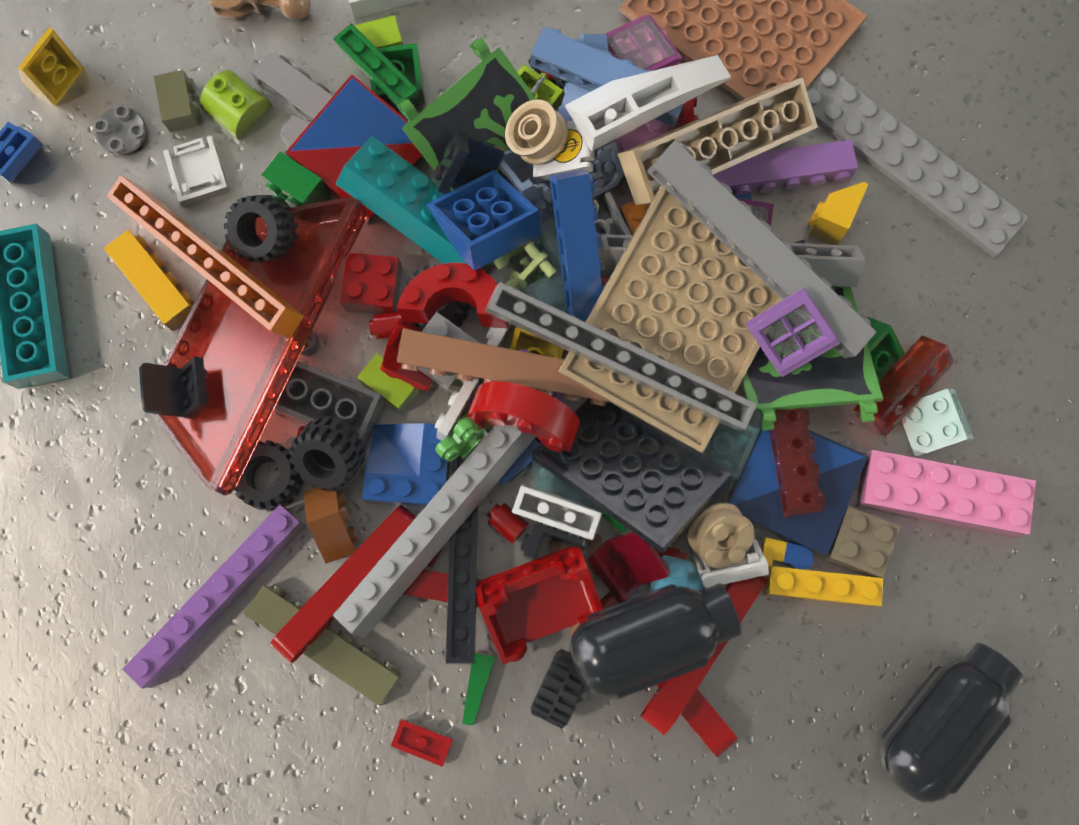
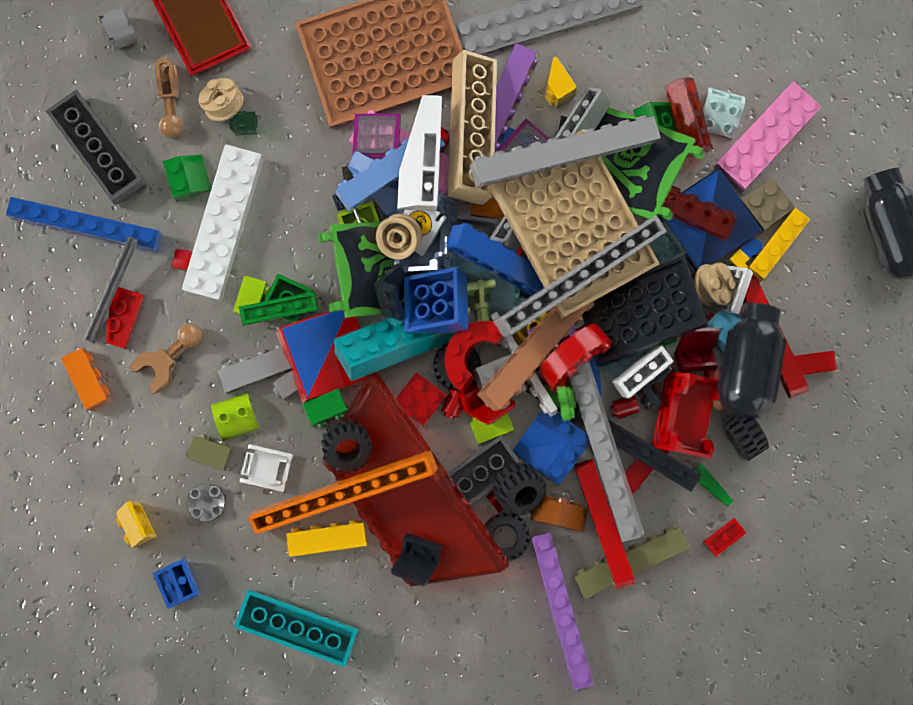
camera: 60 degrees left, 5 degrees up
(792, 332) = (624, 165): medium lavender piece -> none

